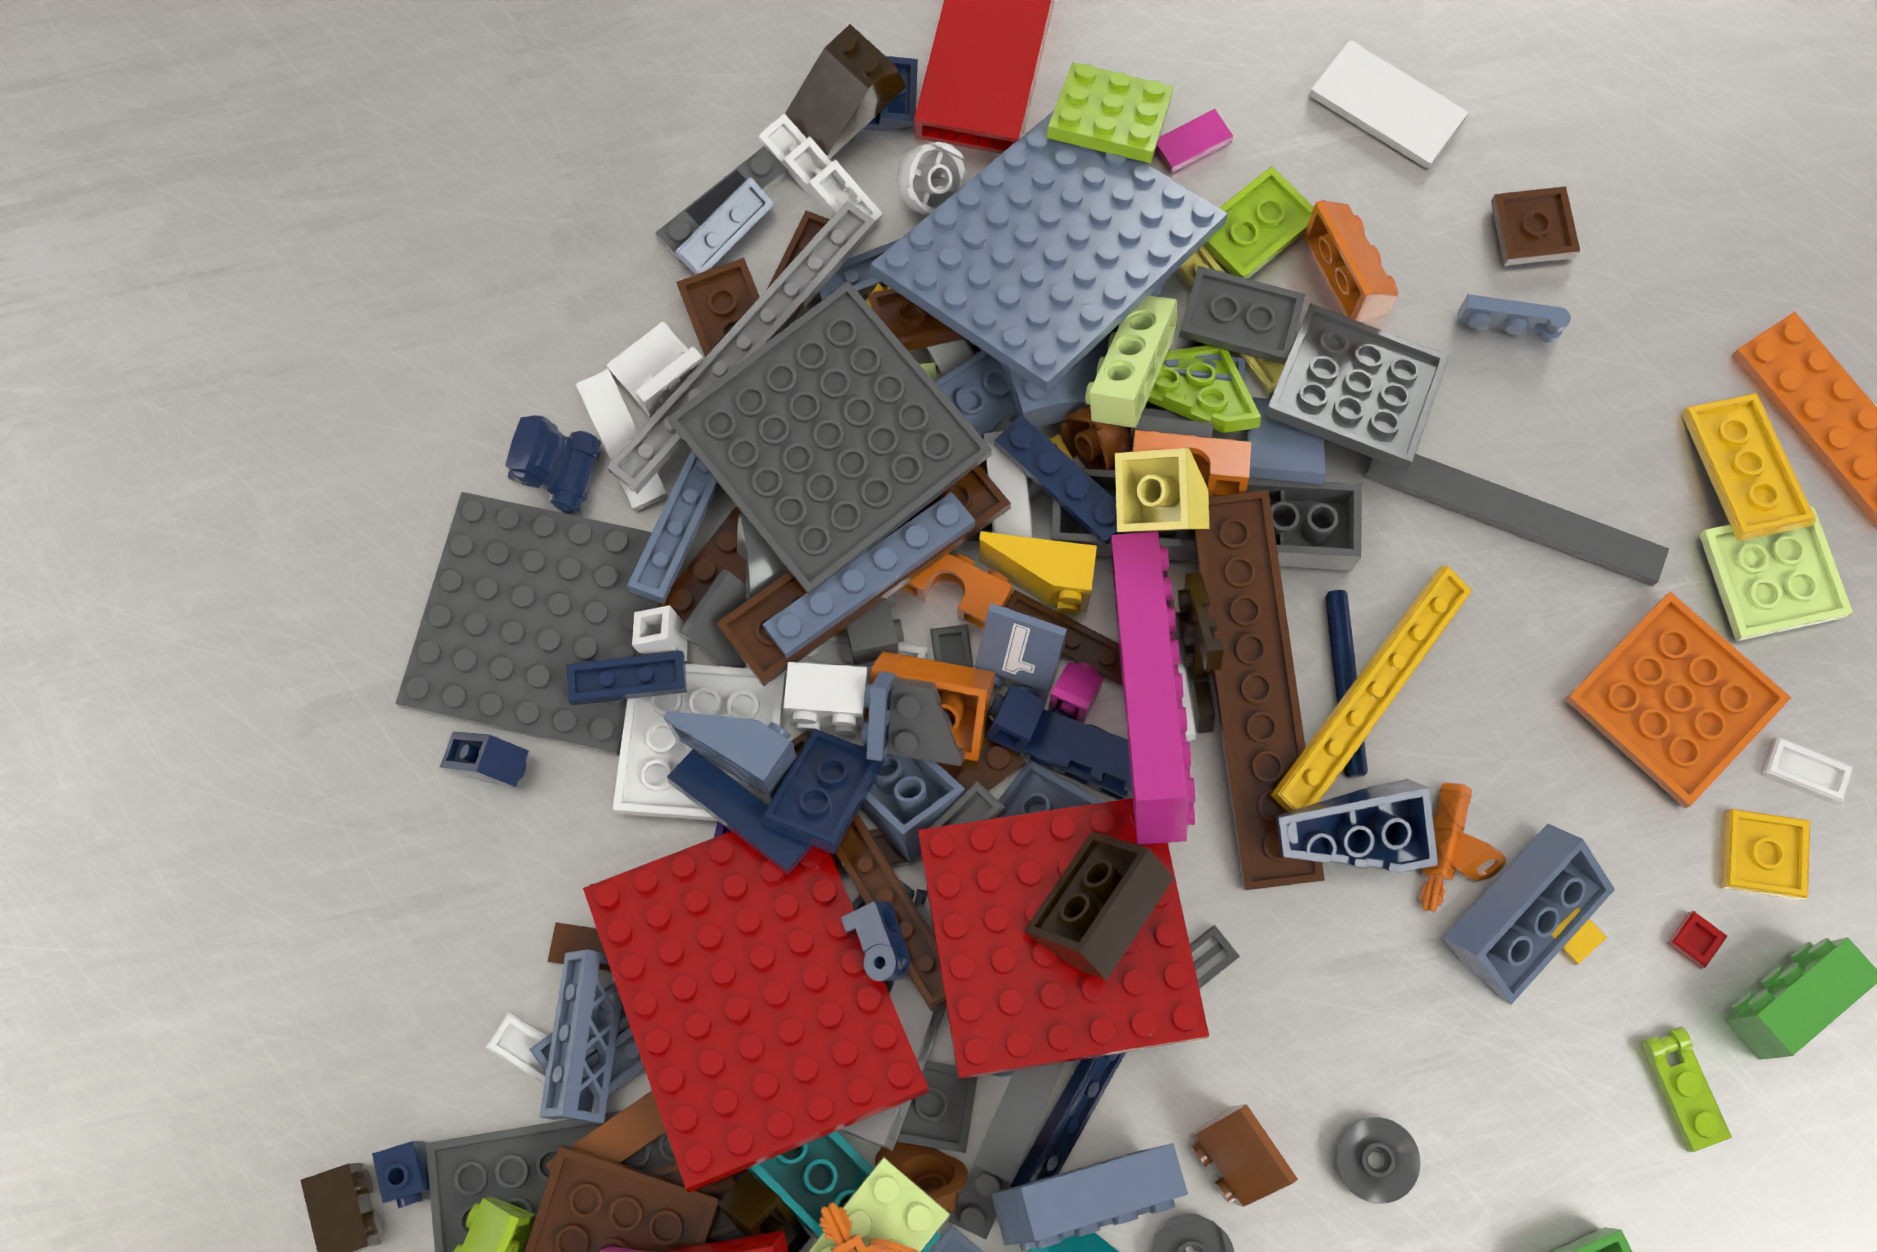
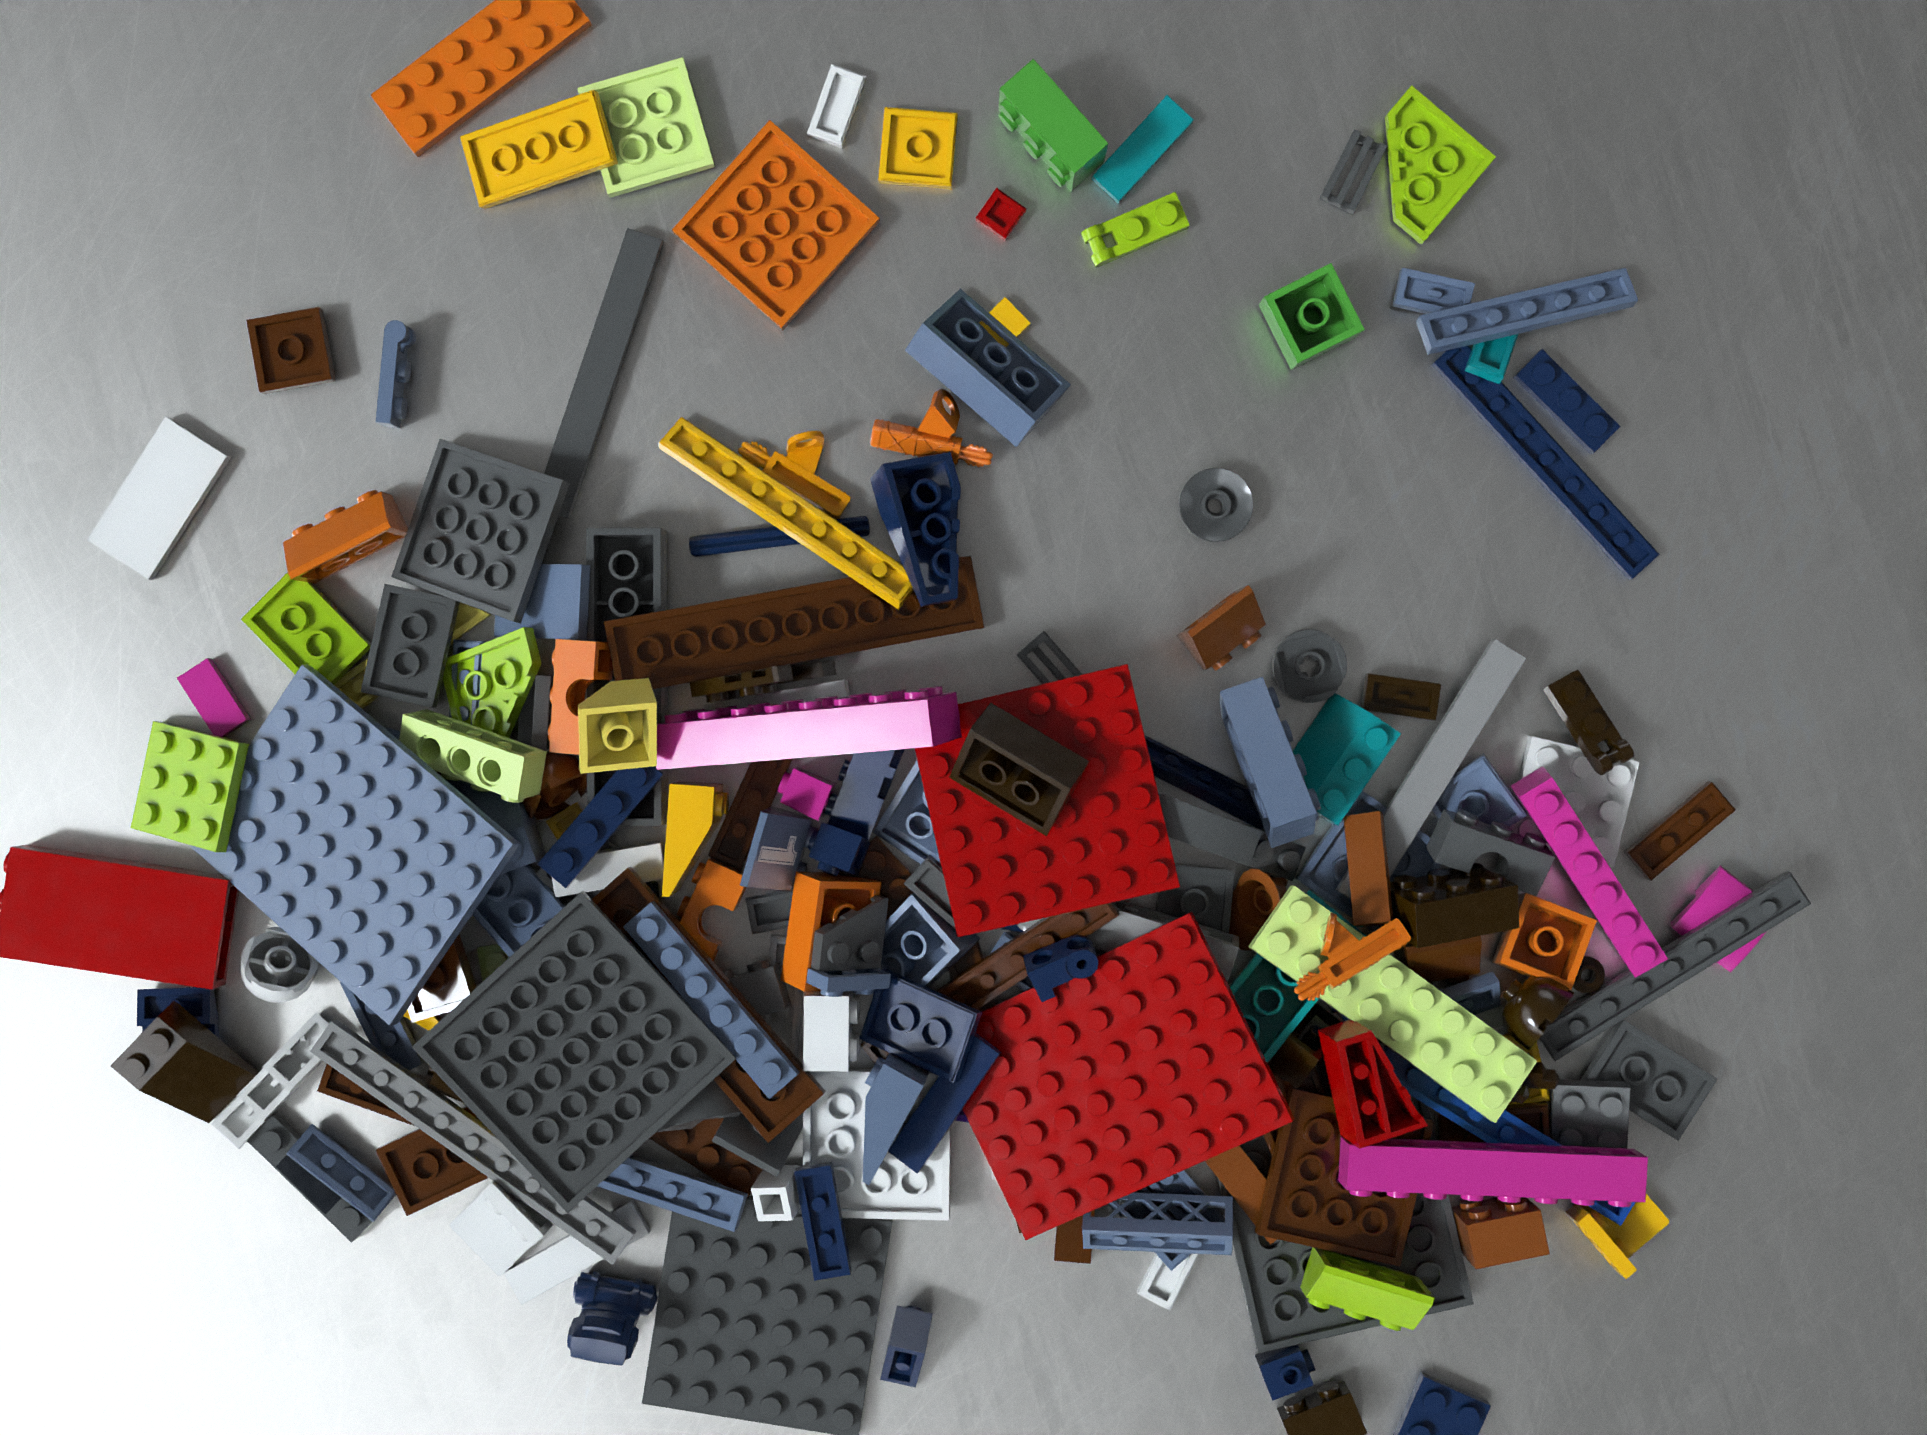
camera: 100 degrees left, 15 degrees up
(1416, 706) = (798, 471): none -> light orange piece
(1777, 1104) = (1142, 149): none -> teal tile

